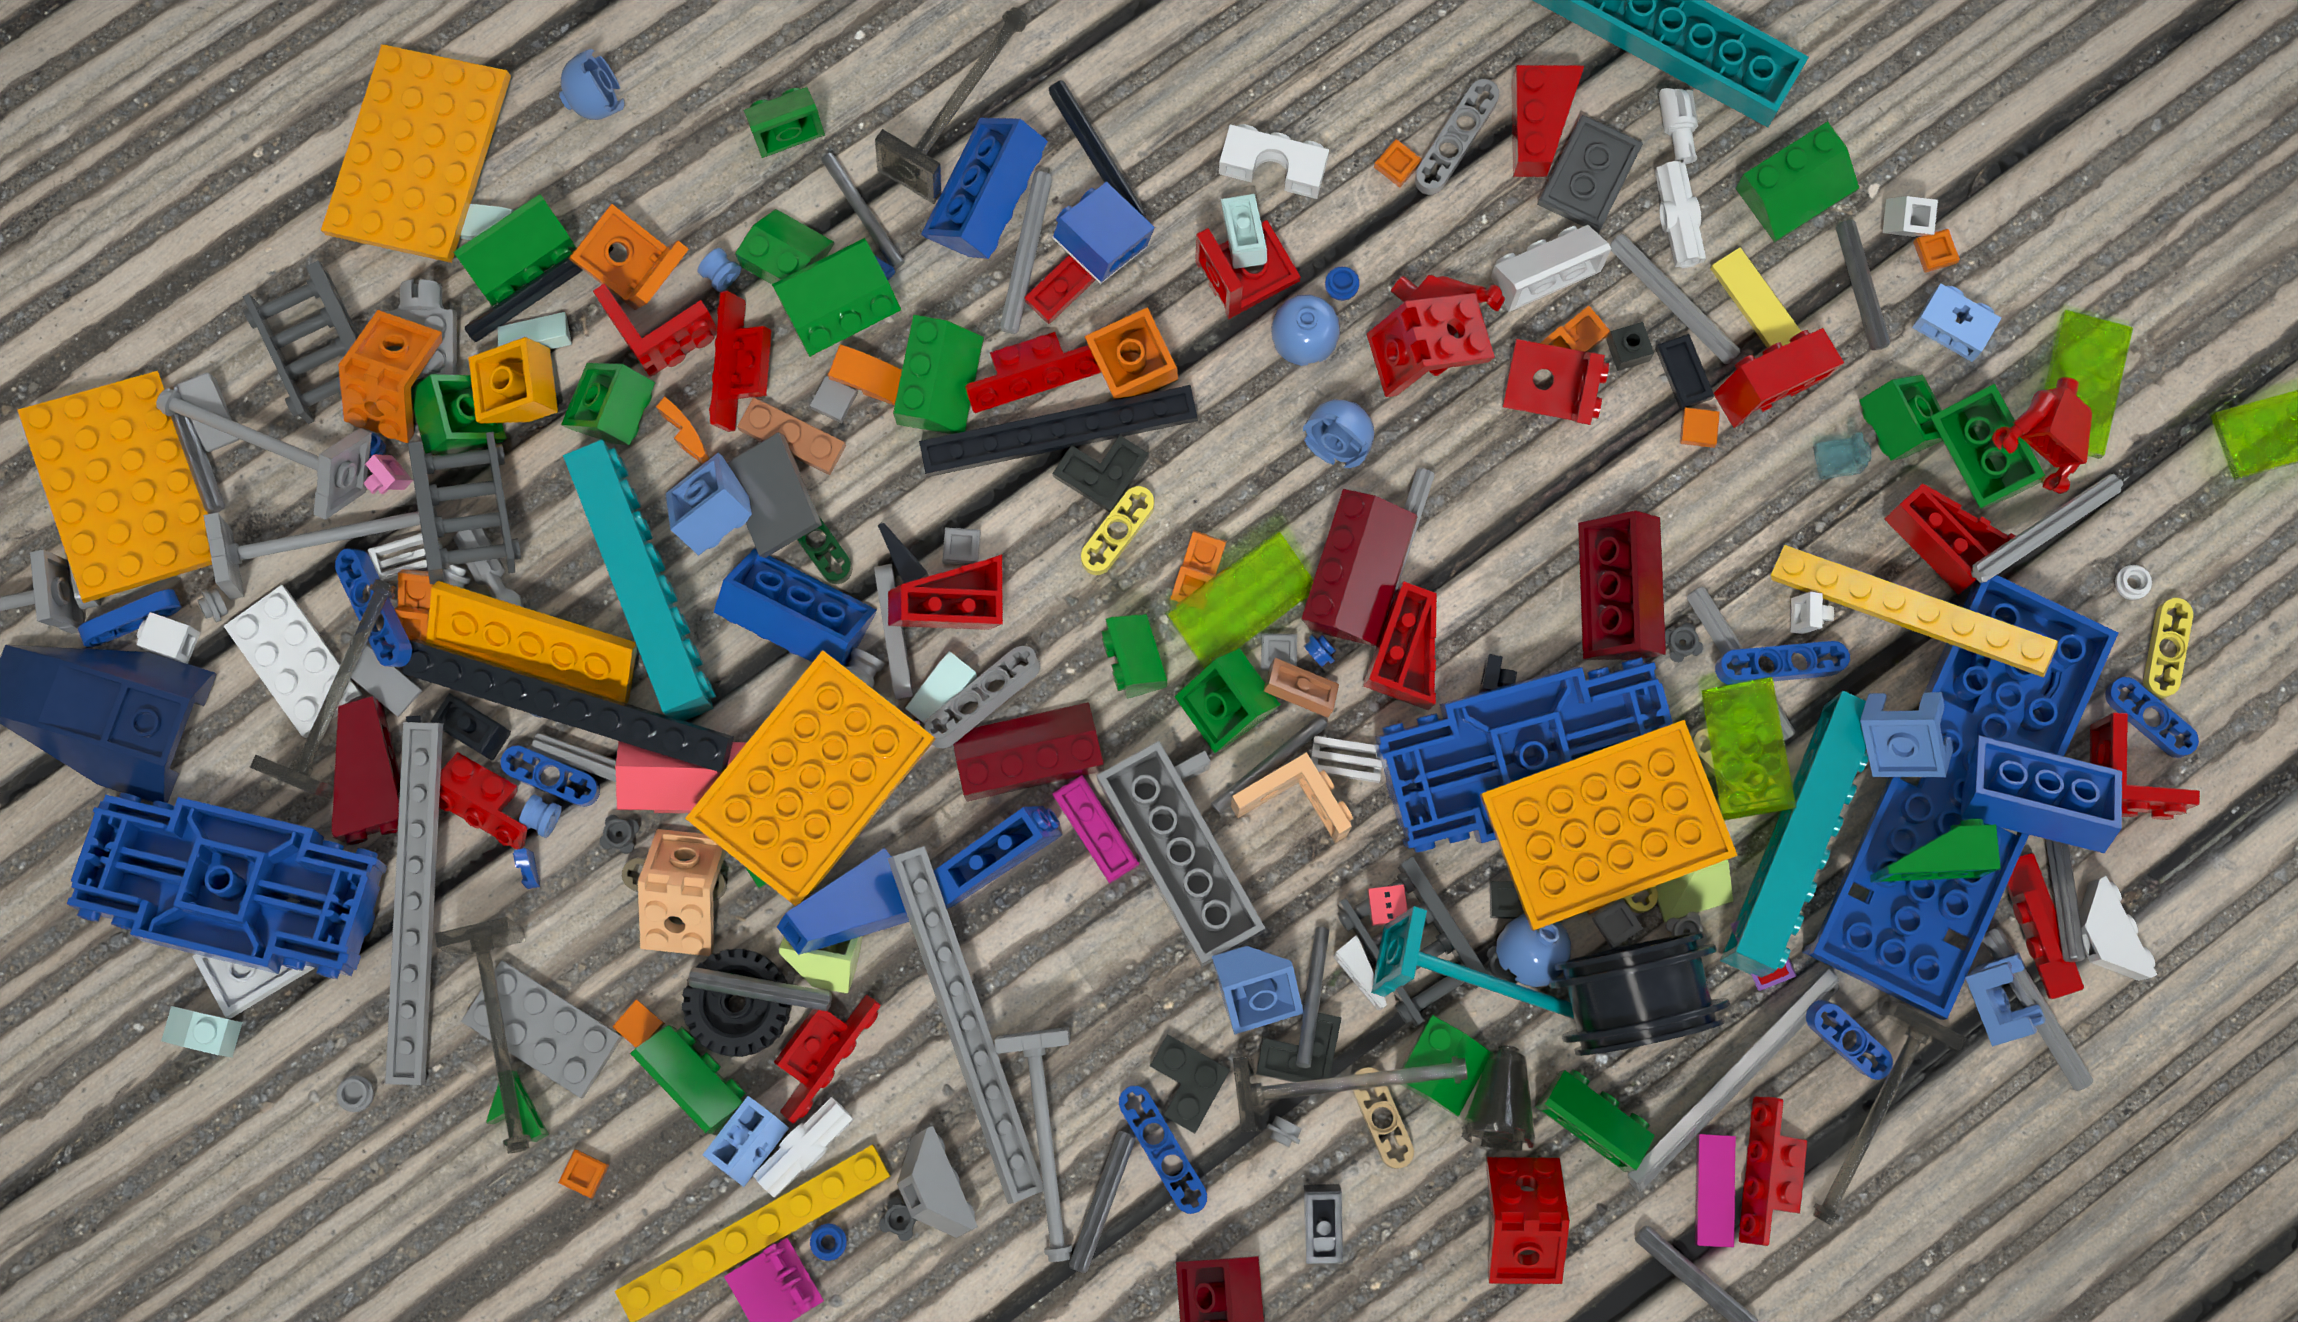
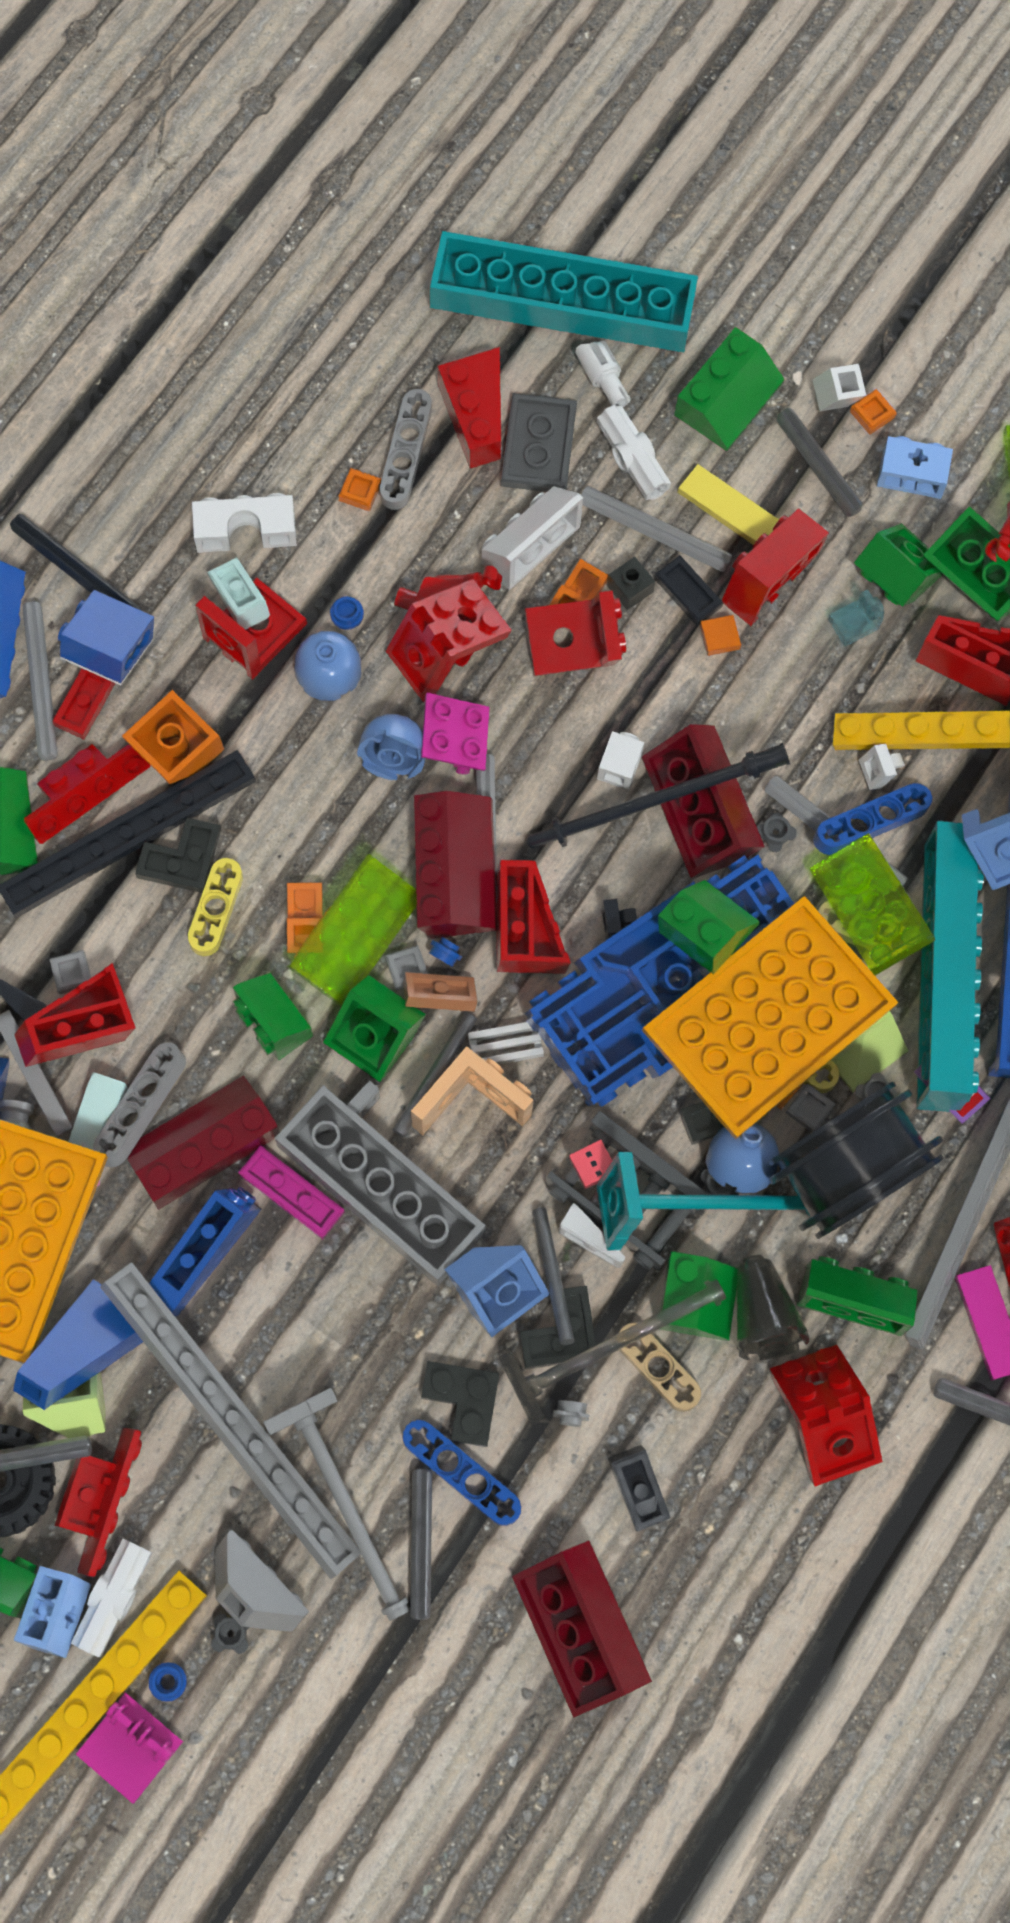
camera: 25 degrees left, 5 degrees down
(1404, 439) = (455, 732): none -> dark pink hinge
(1556, 519) = (620, 759): none -> white brick
(1578, 715) = (706, 924): none -> green slope
(1679, 573) = (751, 765): none -> black bar

